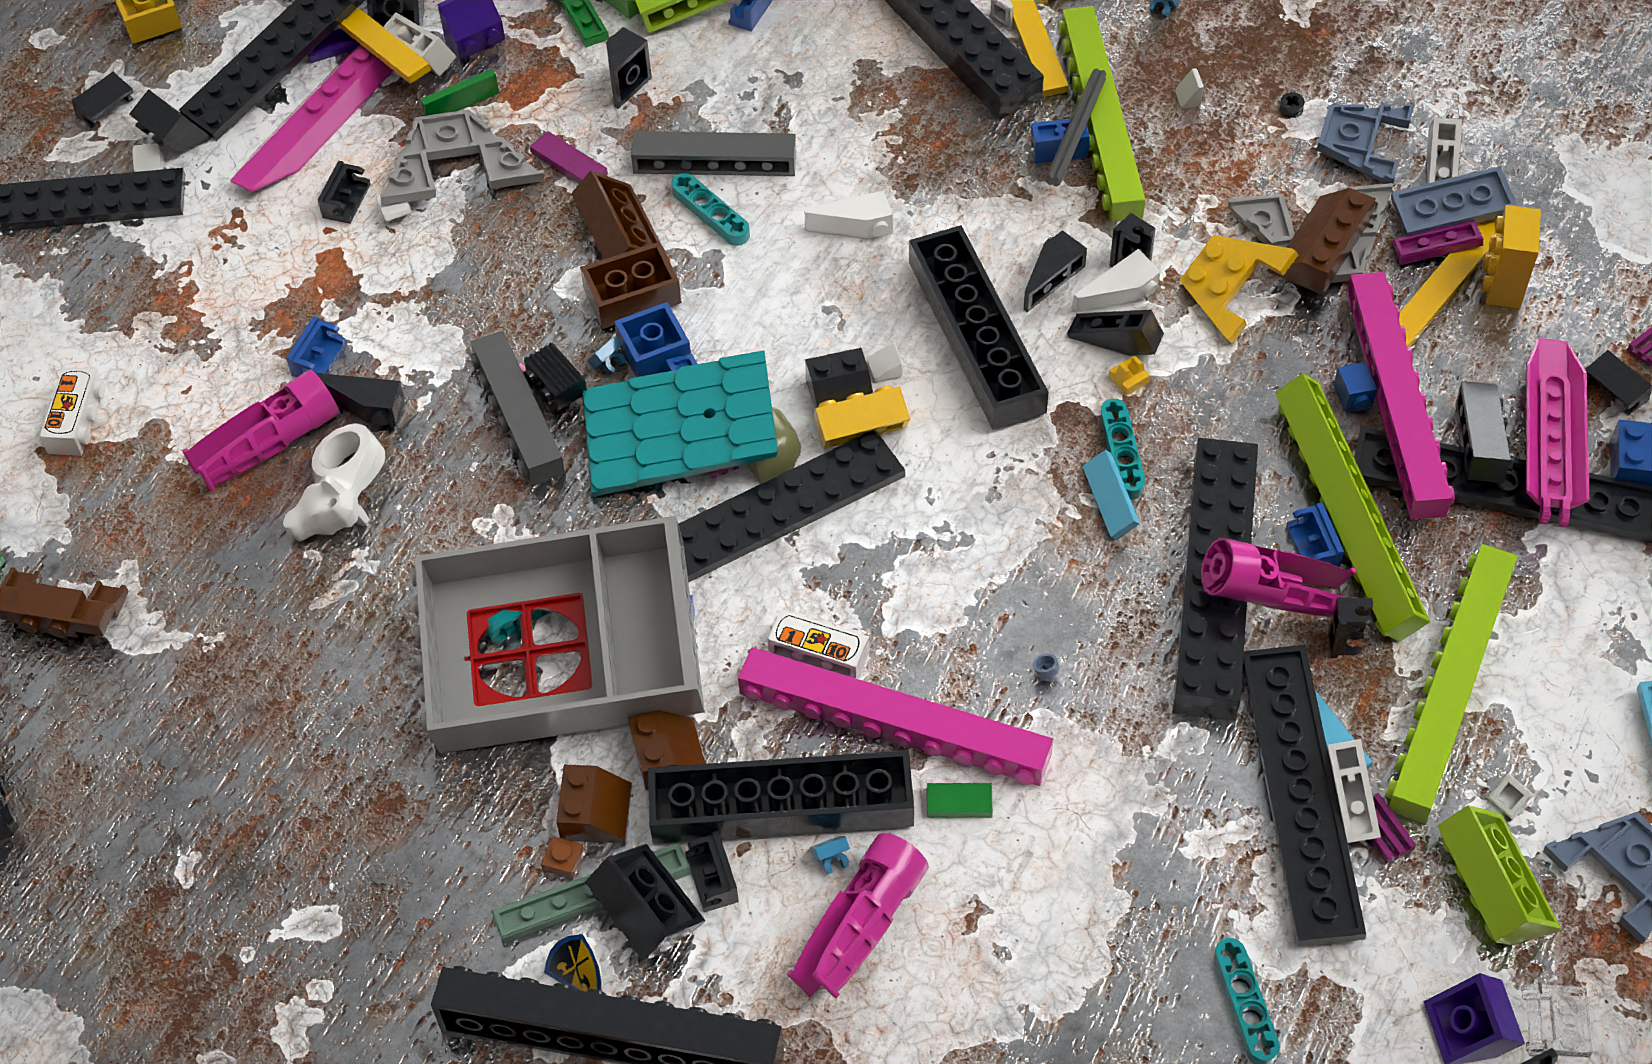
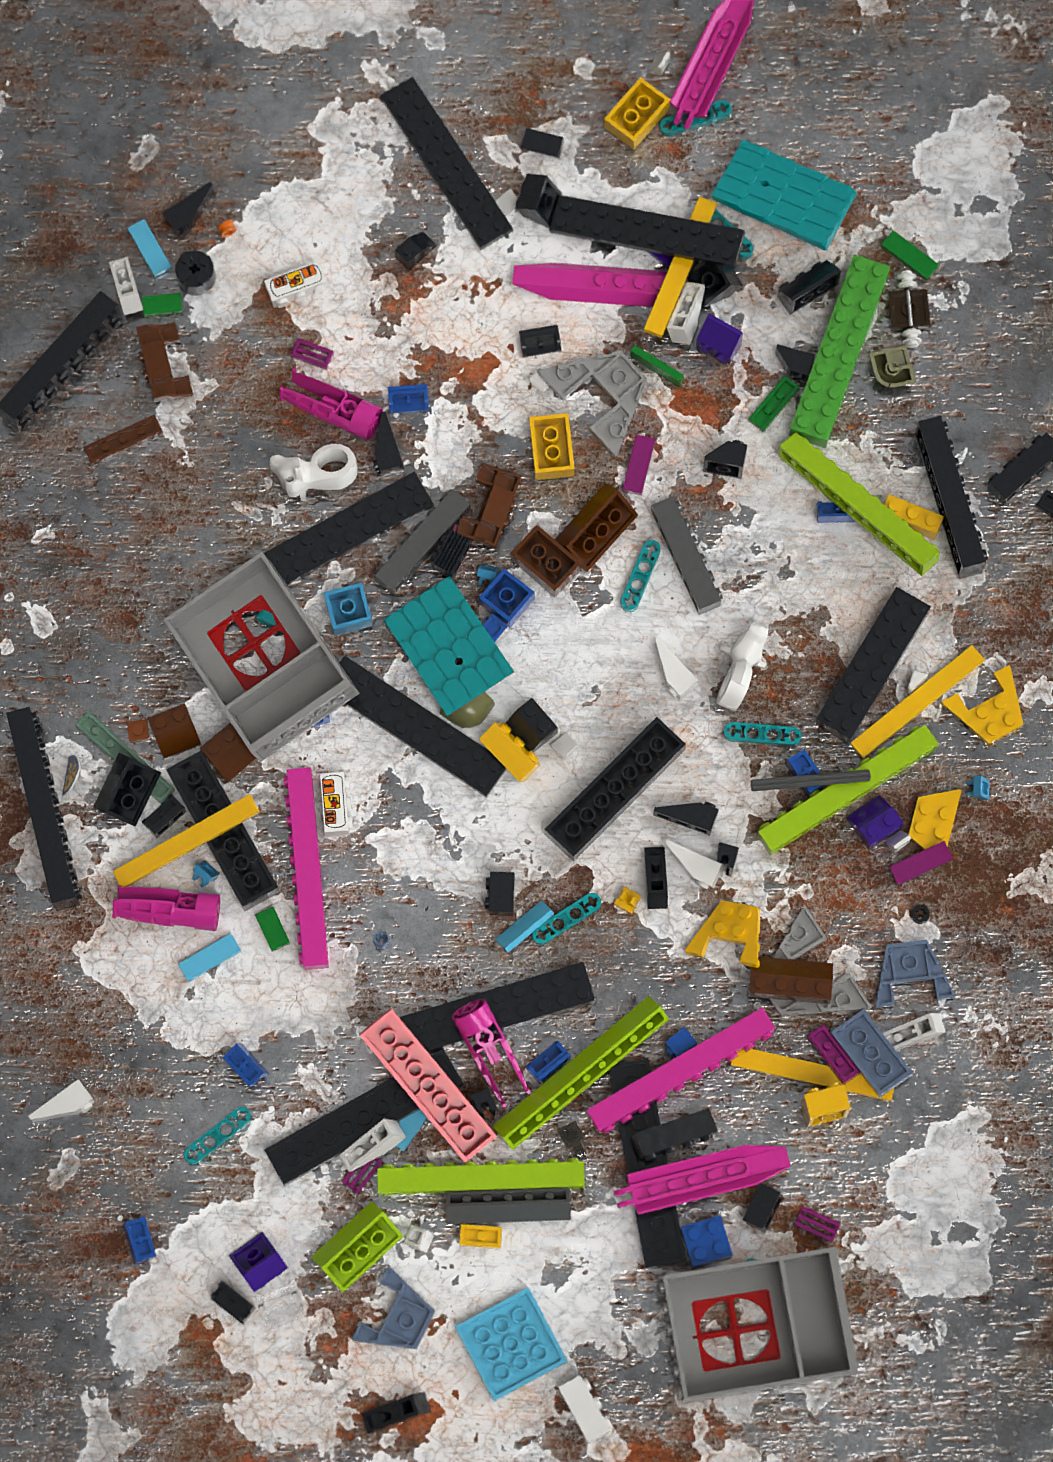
camera: 65 degrees right, 20 degrees up
(125, 704) = (123, 440): none -> reddish brown tile
(130, 276) = (414, 250): none -> black slope
(179, 437) = (327, 360): none -> magenta tile
(441, 472) = (350, 528): none -> black plate
(487, 225) = (551, 446): none -> yellow brick
(520, 308) = (497, 503): none -> reddish brown bracket
(553, 510) = (348, 609): none -> dark azure brick
(774, 846) = (186, 841): none -> yellow tile
(881, 137) = (744, 655): none -> white animal
(961, 901) = (209, 957): none -> medium azure tile
(987, 168) = (762, 734): none -> teal beam
(1051, 502) = (500, 893): none -> black brick
(1154, 911) = (245, 1064): none -> blue hinge
(1156, 100) = (875, 822): none -> dark purple slope
(1178, 52) = (934, 818): none -> yellow wing
(1229, 78) = (921, 863): none -> magenta tile
(1297, 672) = (428, 1085): none -> coral brick
(1437, 553) = (572, 1137): none -> clear smoke plate
(1510, 659) = (508, 1205): none -> dark grey brick
(1539, 714) = (480, 1236): none -> yellow plate

